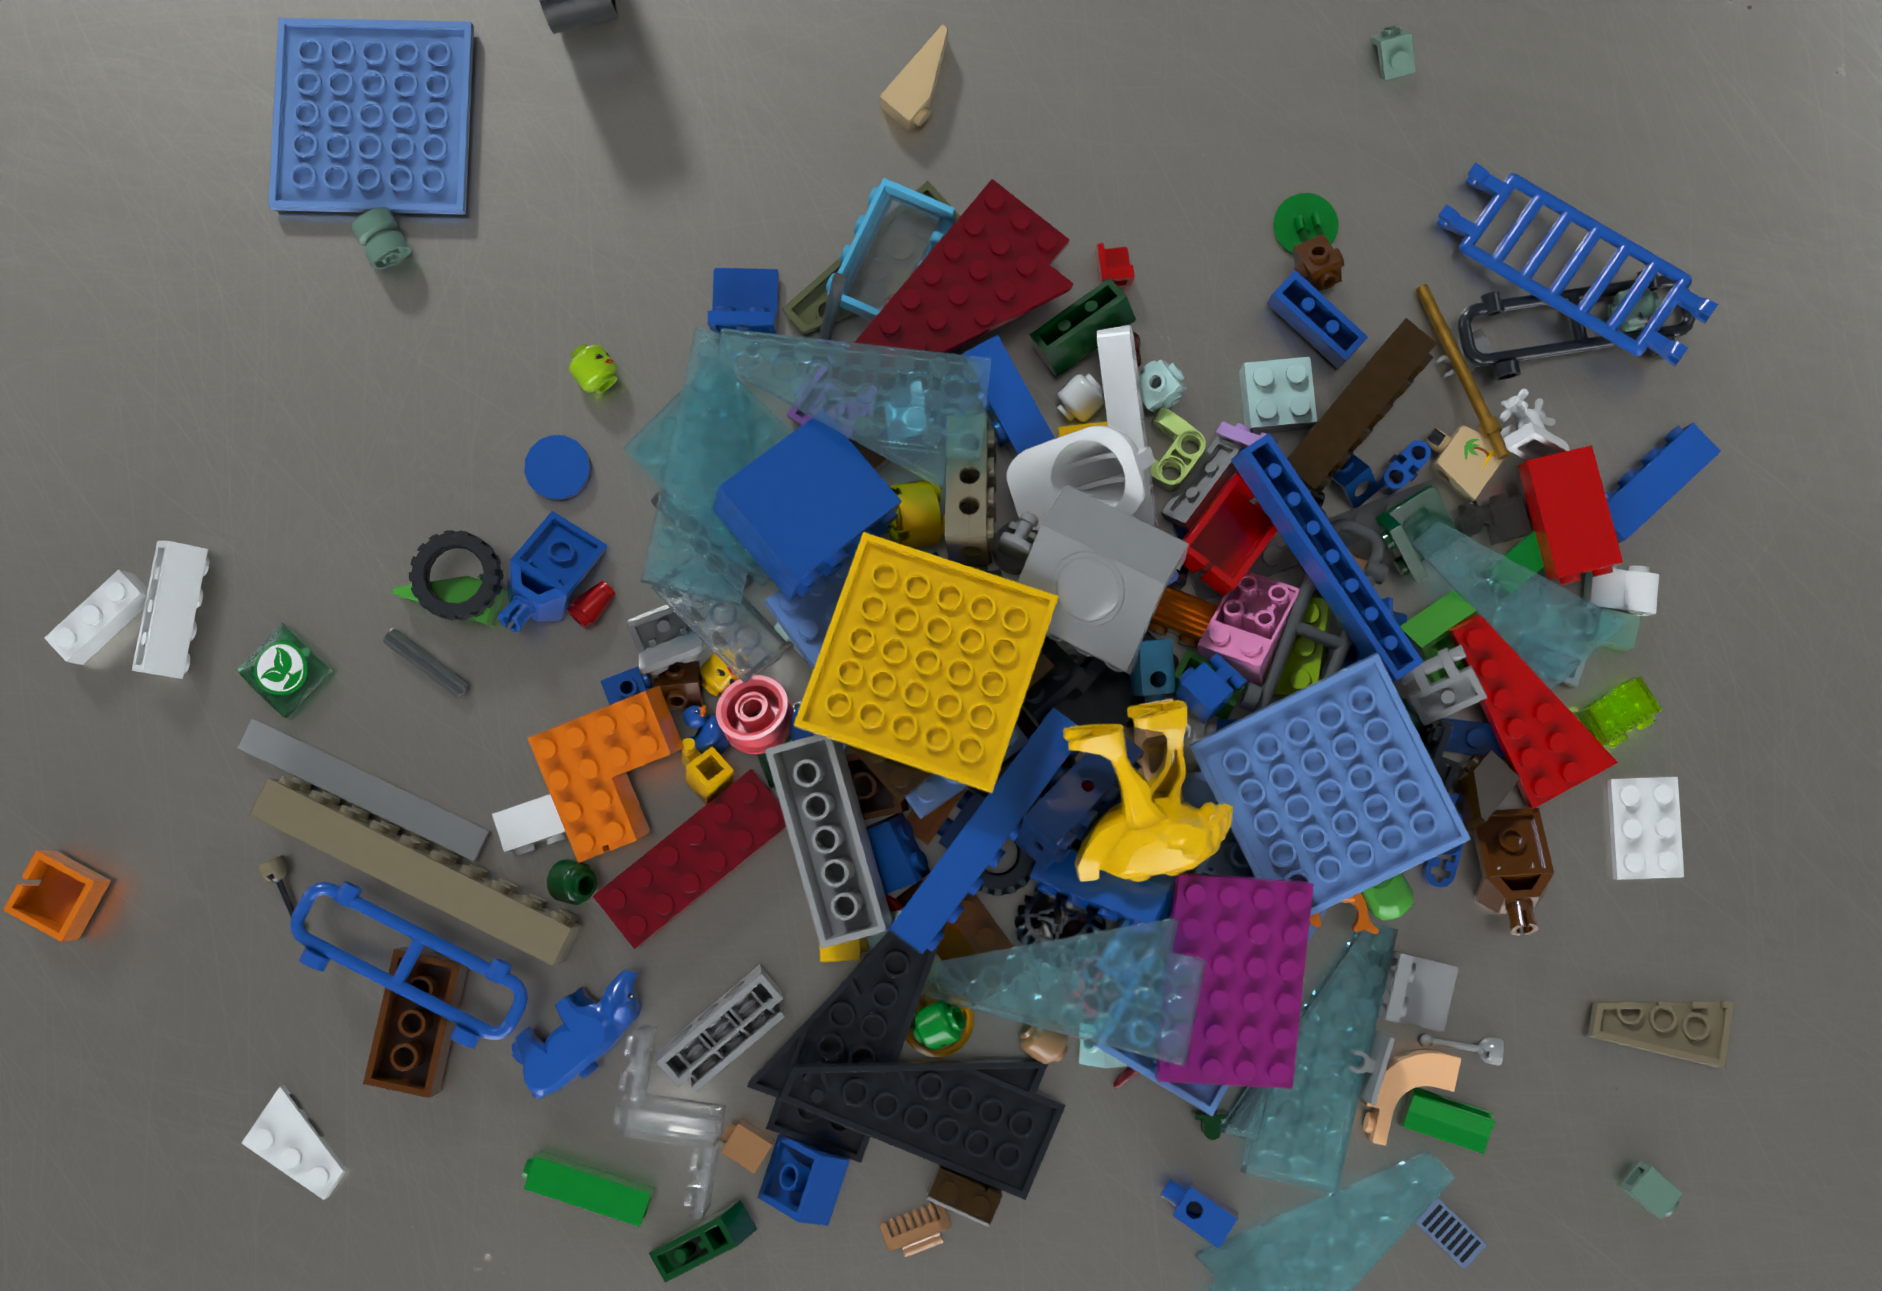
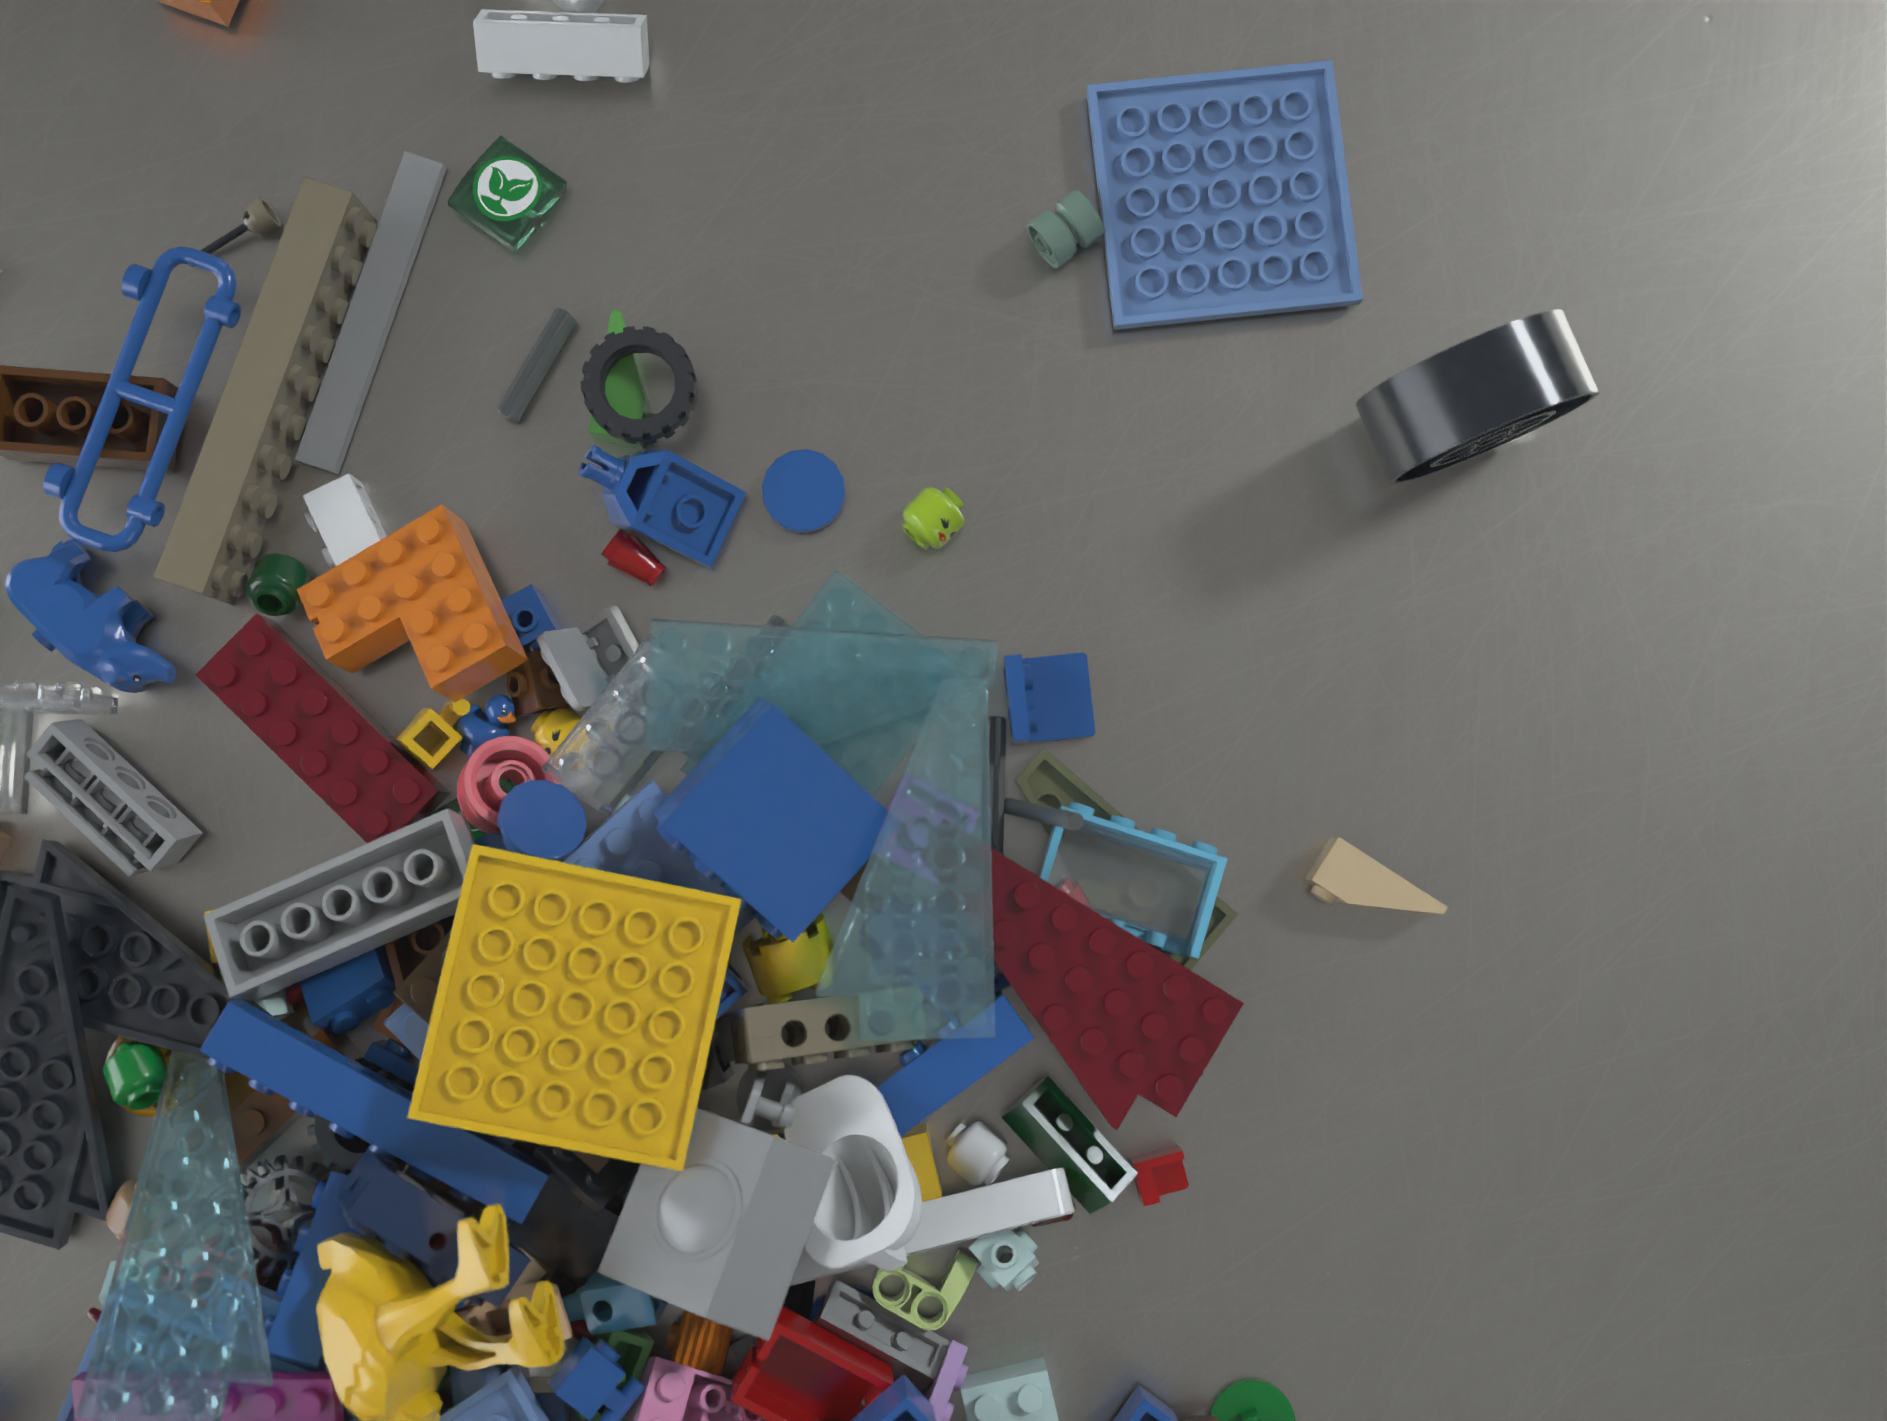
camera: 75 degrees right, 0 degrees up
(782, 684) = (541, 820): none -> blue tile

